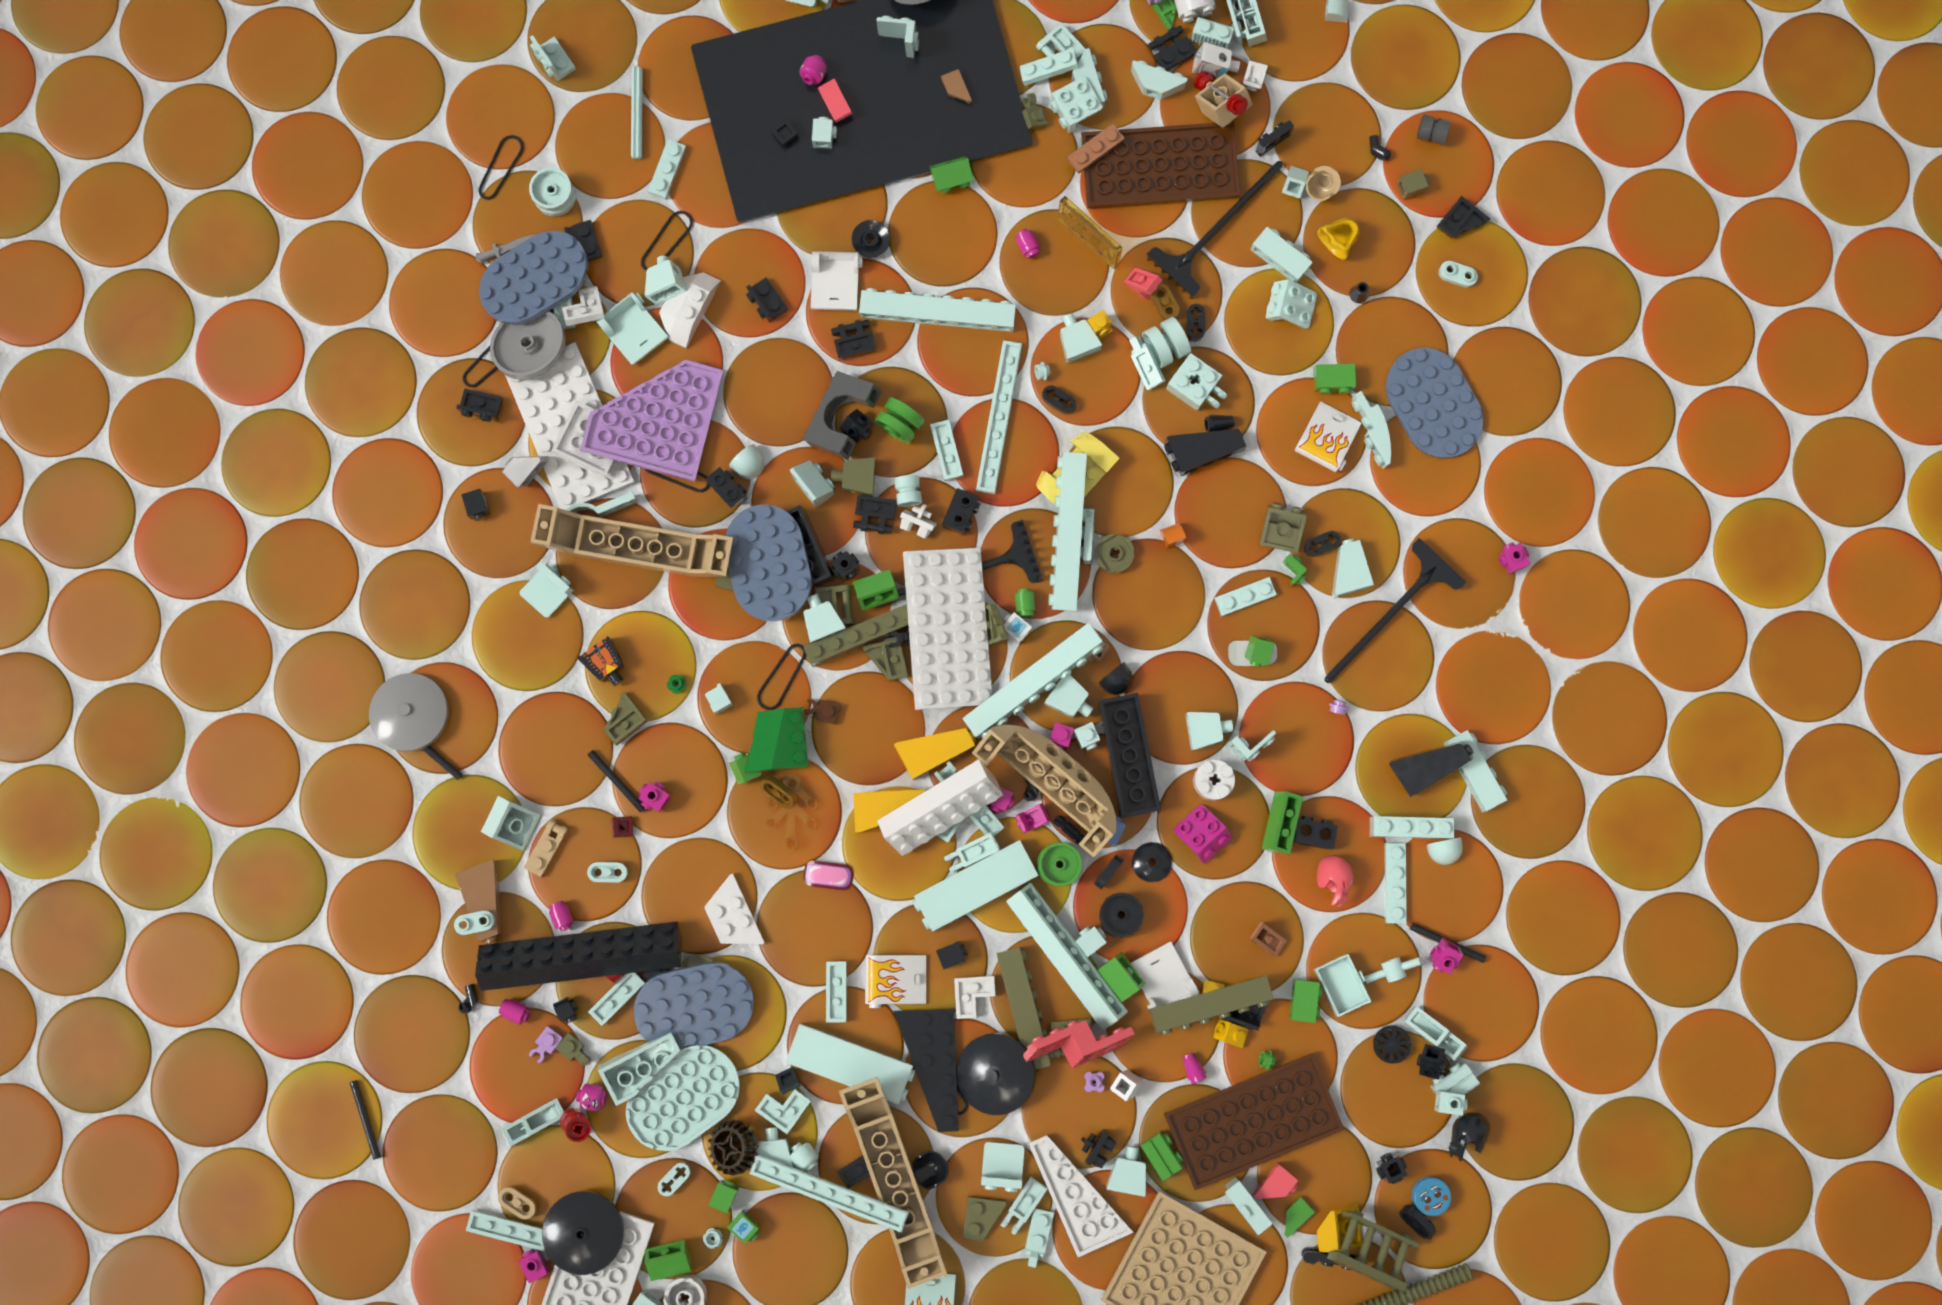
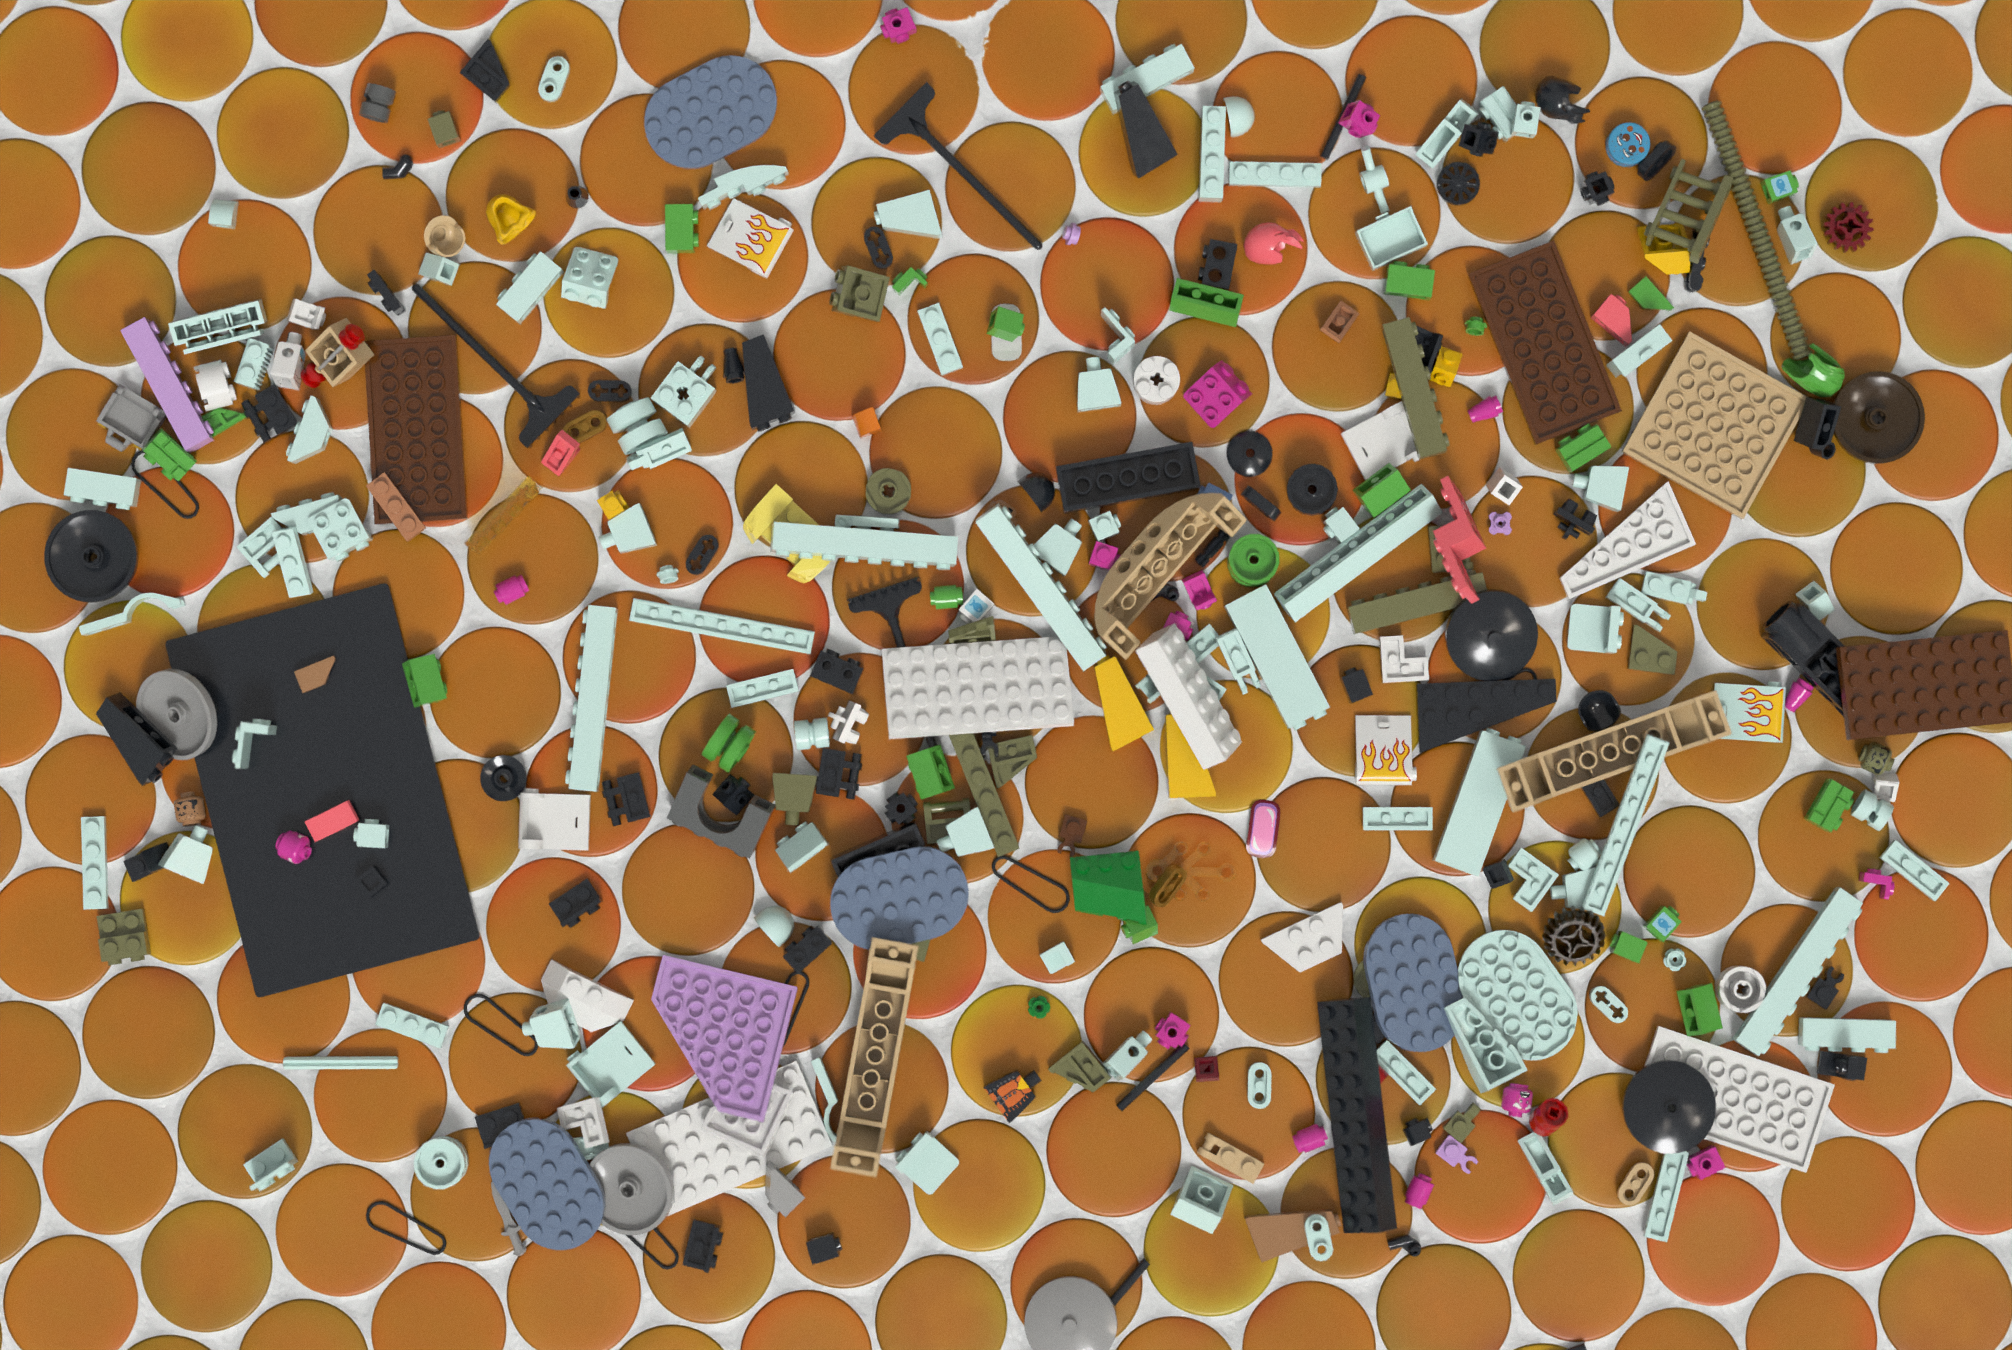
camera: 95 degrees left, 5 degrees up
(627, 752) = (1120, 1063): none -> light aqua torso
(1033, 115) = (352, 581): olive plate -> none

